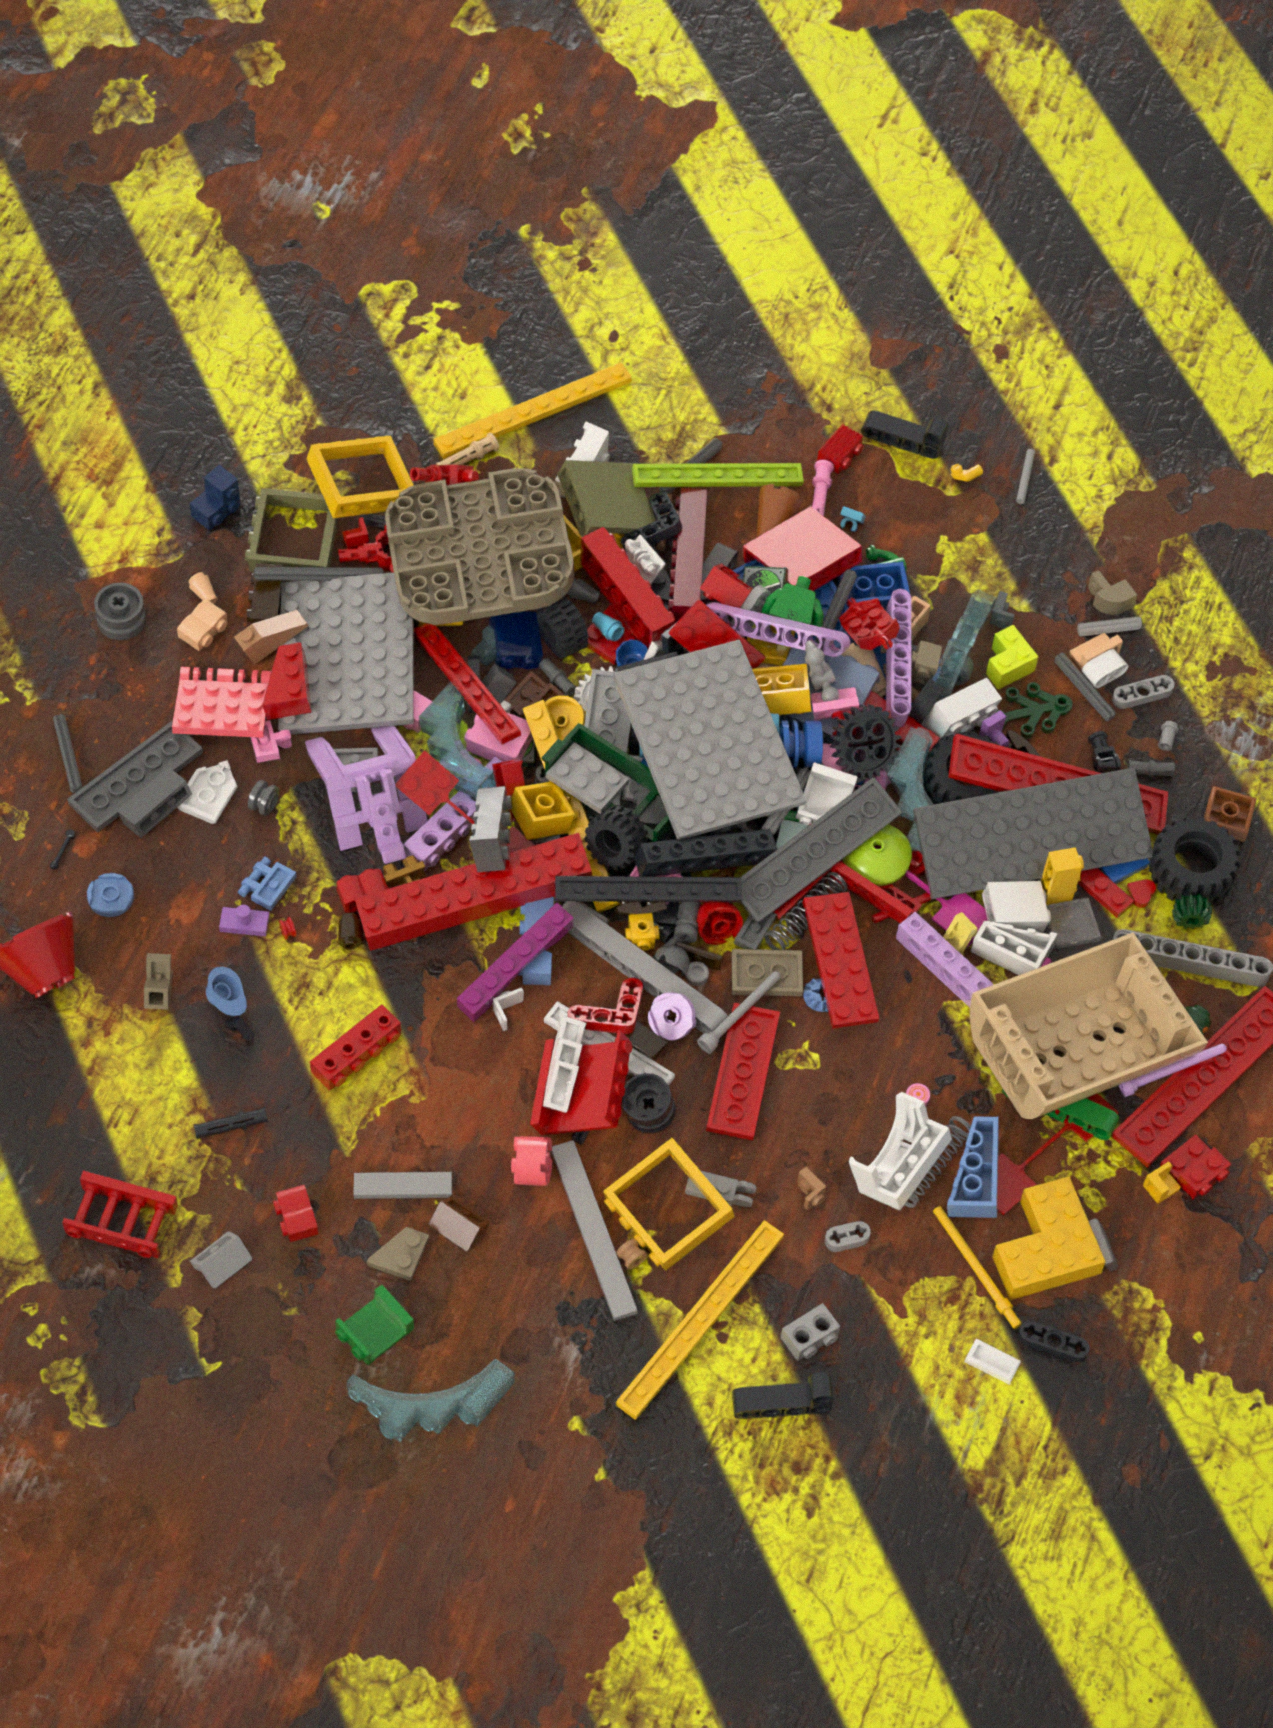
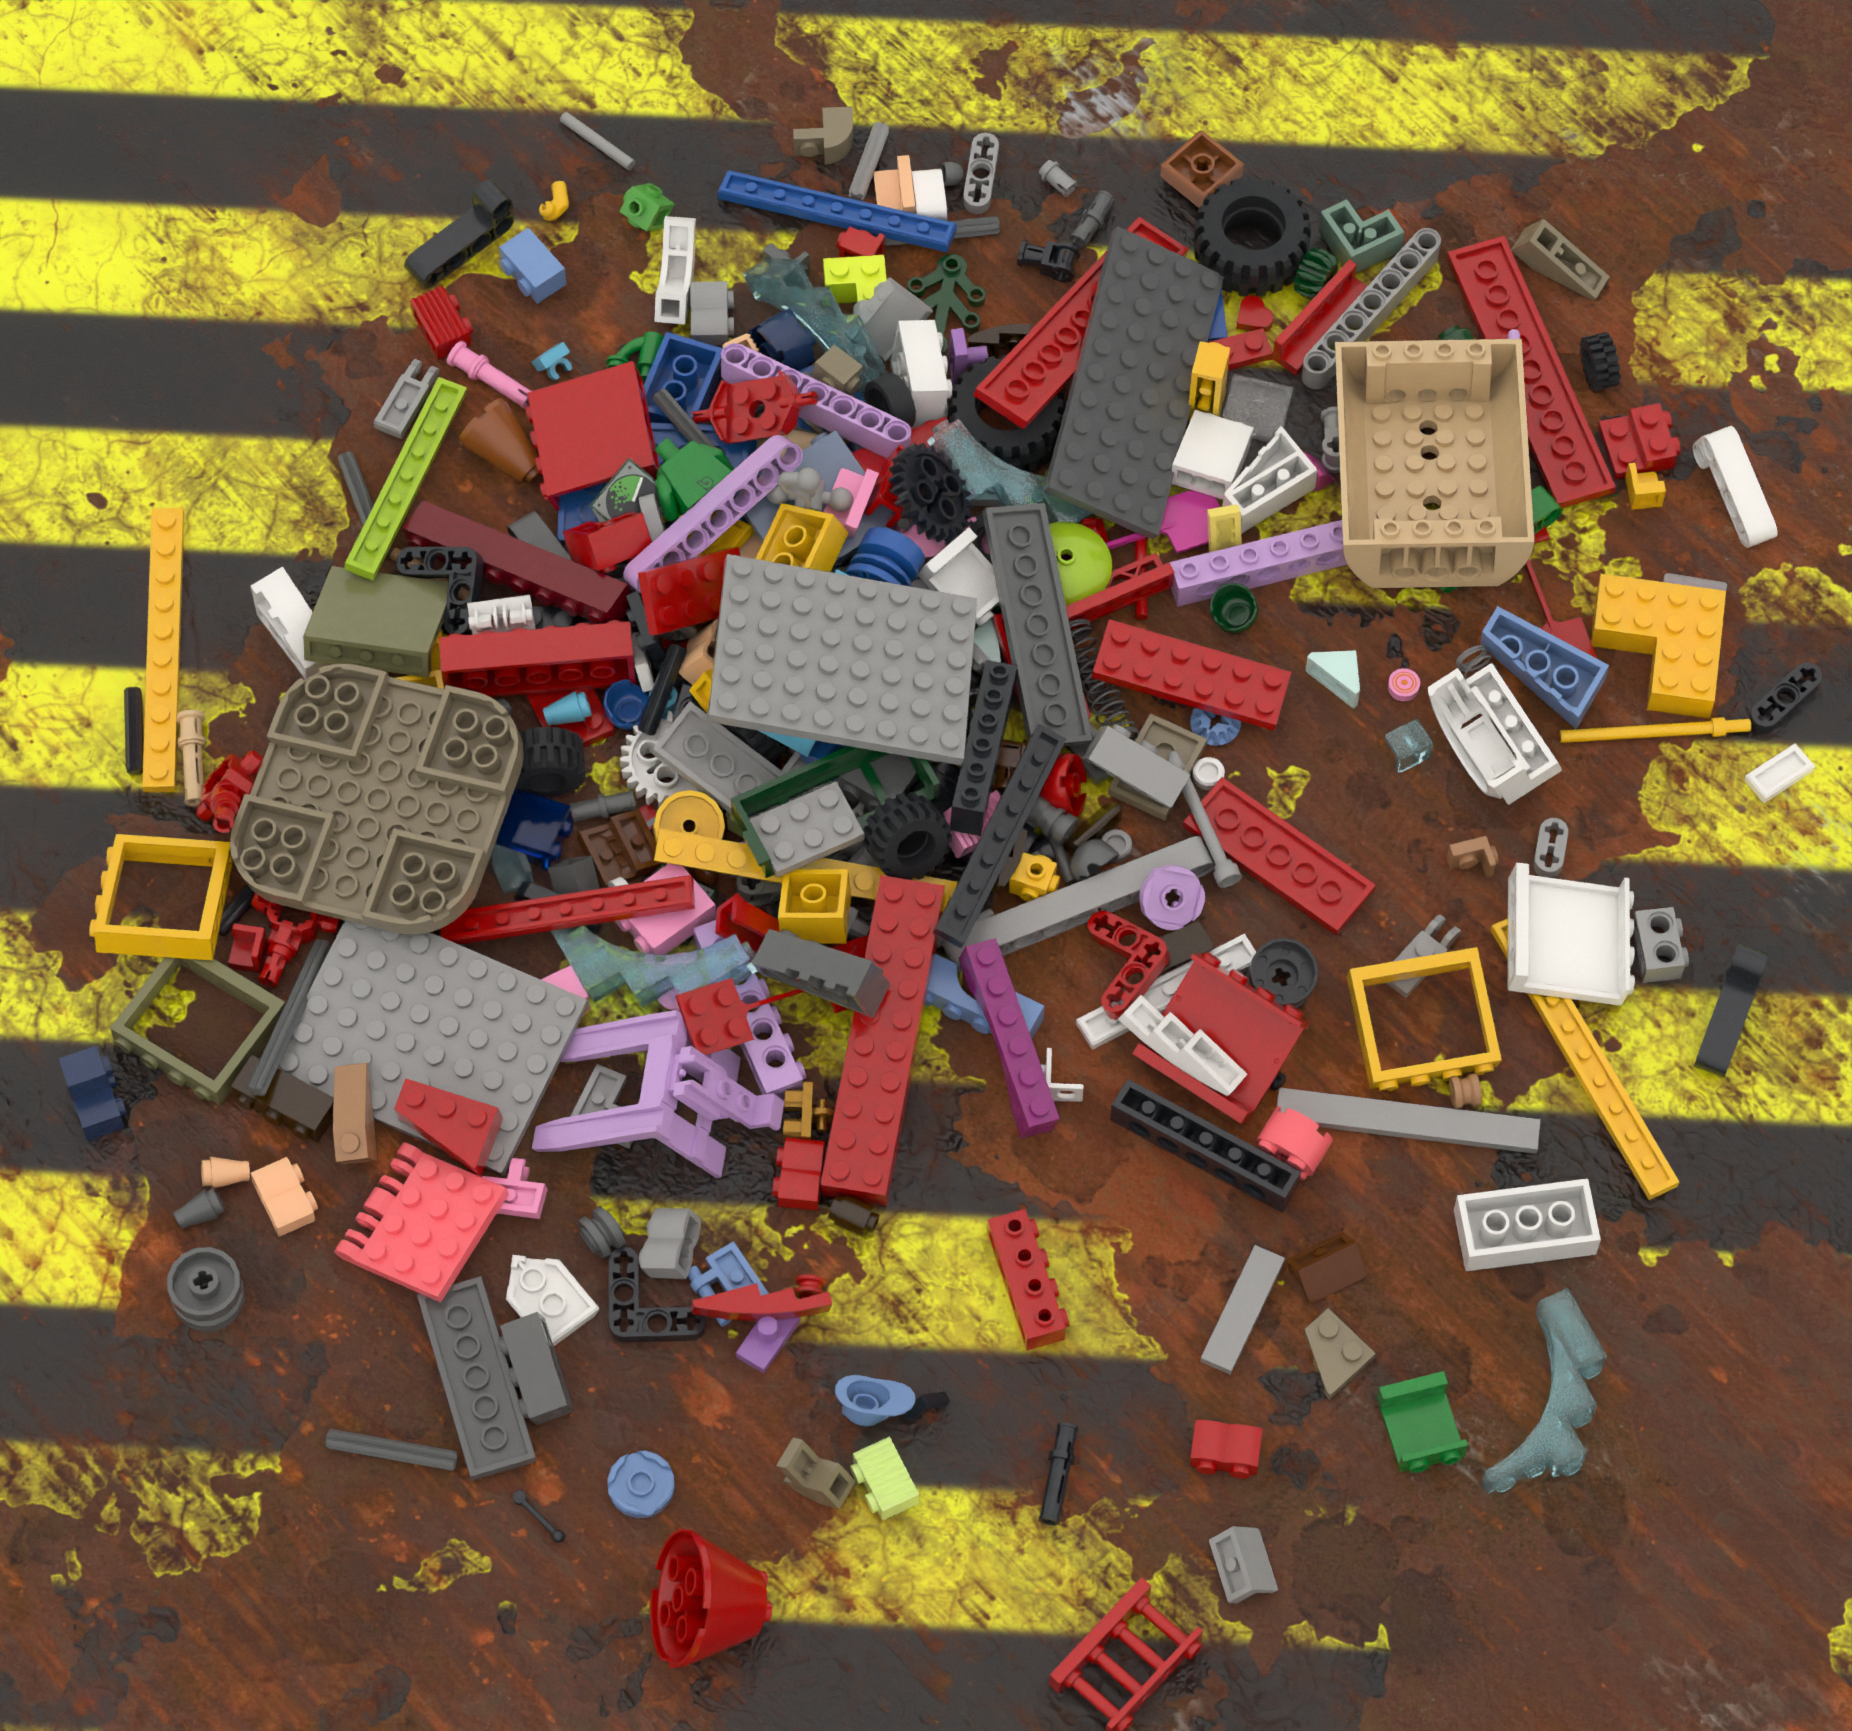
camera: 60 degrees left, 5 degrees up
(175, 589) = (200, 1209): none -> dark grey cone
(177, 1024) = (885, 1479): none -> yellowish green brick
(221, 845) = (639, 1316): none -> black beam
(254, 896) = (749, 1305): none -> slope
(274, 838) = (670, 1243): none -> light grey brick
(470, 417) = (133, 730): none -> black axle
(503, 1110) = (1205, 1145): none -> black brick
(550, 1330) = (1526, 1224): none -> white brick
(749, 950) = (1137, 764): none -> light grey wedge
(777, 453) = (405, 400): none -> light grey hinge
(780, 1269) = (1569, 938): none -> white panel
(783, 1004) = (1207, 773): none -> white tile
(870, 1114) = (1409, 745): none -> clear light blue panel
(901, 1052) = (1337, 673): none -> light aqua slope
(909, 477) = (532, 266): none -> medium blue brick
(909, 967) = (1234, 608): none -> dark green hair
(938, 627) = (785, 340): none -> dark blue brick
(939, 585) = (710, 312): none -> light grey brick
(954, 557) = (677, 270): none -> white arch
(991, 519) = (646, 207): none -> bright green brick
(997, 670) = (885, 309): none -> light grey slope
(1042, 646) = (860, 243): none -> brick
(1059, 623) = (837, 210): none -> blue tile
(1130, 674) = (952, 173): none -> dark grey hinge
(1164, 926) = (1317, 318): none -> red fence
(1196, 1239) = (1737, 485): none -> white beam
(1234, 927) = (1360, 240): none -> sand green brick
(1238, 1112) = (1600, 361): none -> black tyre

